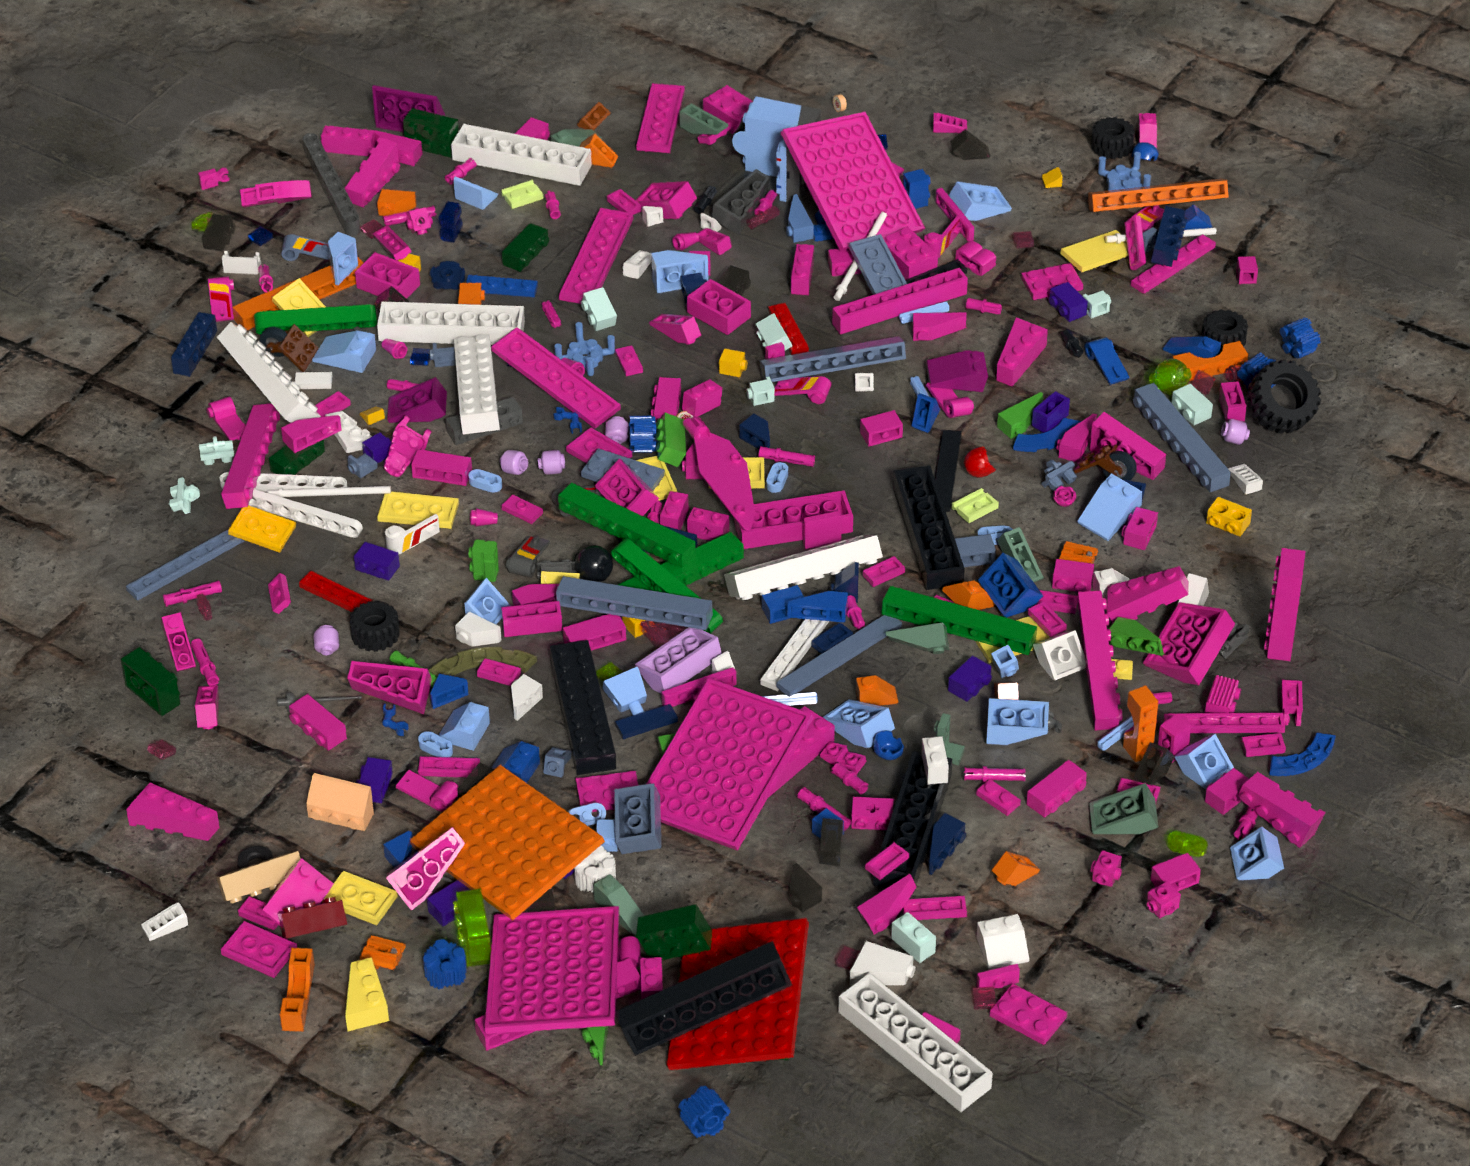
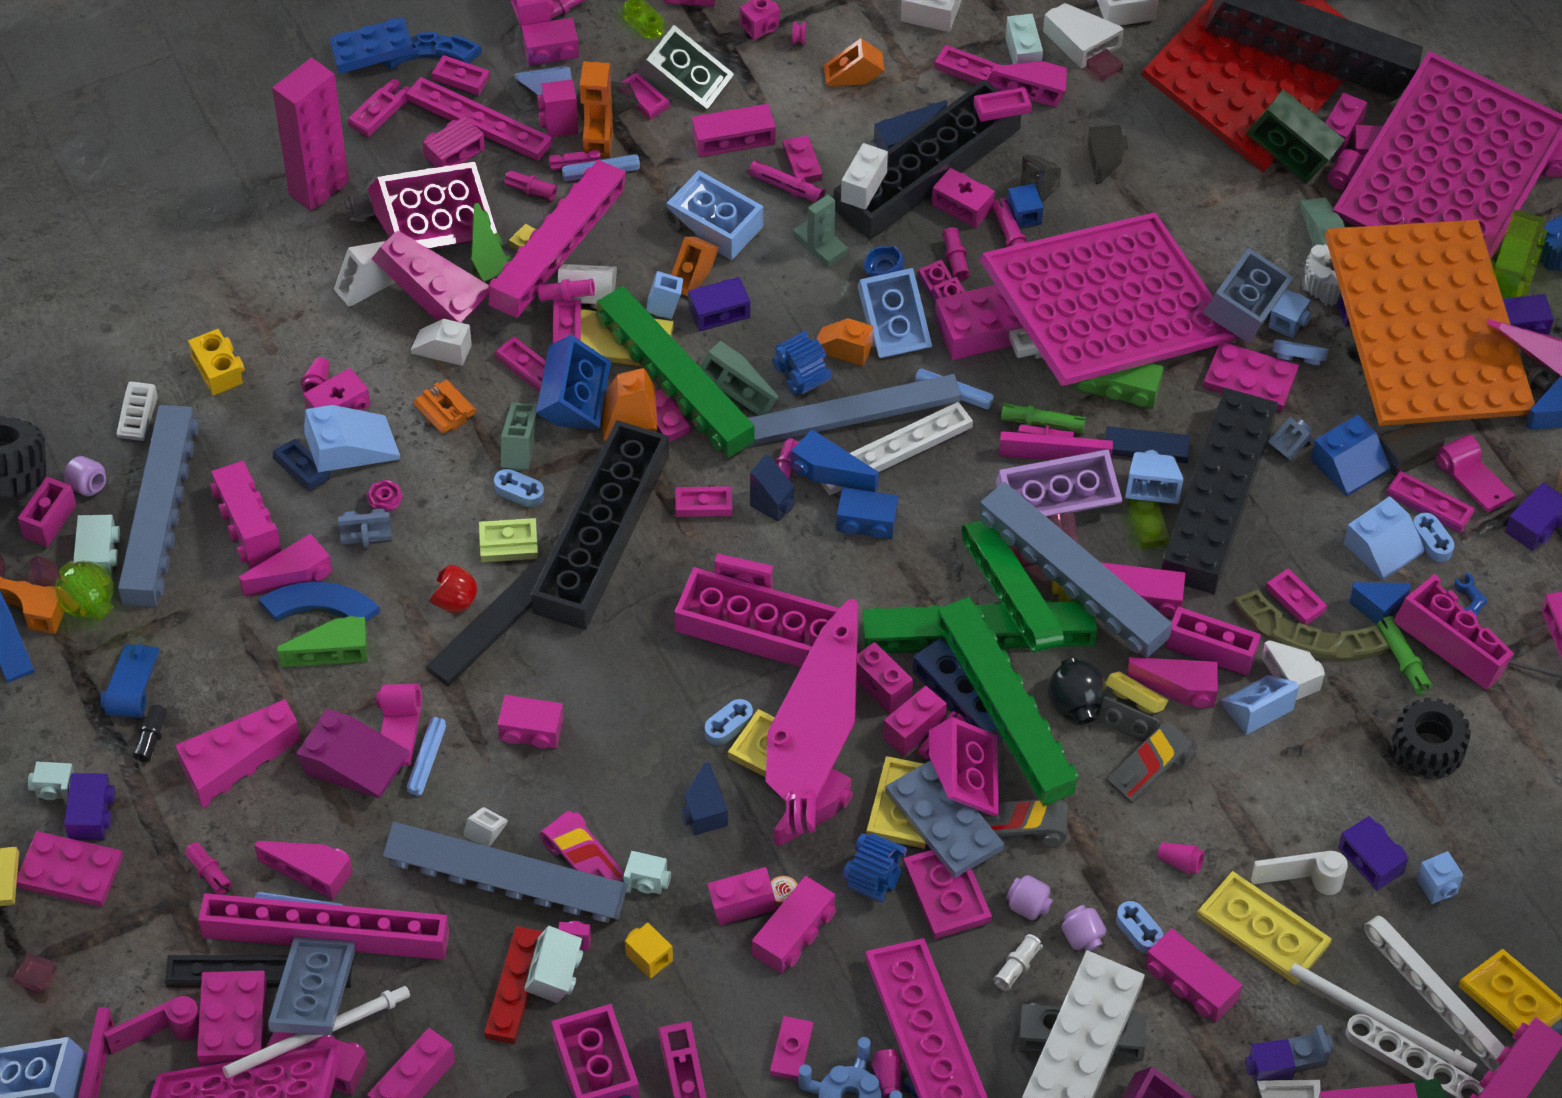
camera: 150 degrees left, 10 degrees up
(279, 593) = (1538, 867): dark pink plate -> none
(326, 640) = (1506, 754): lavender head -> none
(332, 563) = (1439, 877): none -> light blue brick
(332, 591) = (1456, 831): red plate -> none
(404, 447) = (1226, 1042): dark pink animal -> none
(484, 560) = (1228, 758): bright green brick -> none
(522, 509) = (1115, 850): dark pink plate -> none
(525, 695) = (1283, 543): white slope -> none
(539, 437) = (1017, 962): none -> white pin
(561, 414) = (944, 973): blue arm -> none
(617, 429) = (900, 909): lavender head -> none
(670, 439) = (836, 839): bright green brick -> none
(722, 662) = (994, 467): white slope -> none
(786, 456) = (700, 751): dark pink pin -> none
(802, 566) = (810, 534): white brick -> none
(831, 638) = (848, 435): dark blue plate -> none
(887, 656) = (801, 363): none -> blue brick
(925, 412) = (451, 706): blue slope -> none
(976, 258) = (139, 964): dark pink brick -> none
(976, 550) = (564, 469): sand blue brick -> none
(1050, 412) = (290, 617): dark purple brick -> none
(1061, 626) = (566, 290): none -> dark pink pin
(1072, 876) = (799, 33): none -> dark pink bush
(1073, 575) = (479, 375): dark pink brick -> none
(1112, 461) = (300, 503): plate -> none
(1164, 535) = (316, 374): none -> dark pink cone
(1336, 733) = (371, 45): none -> blue plate

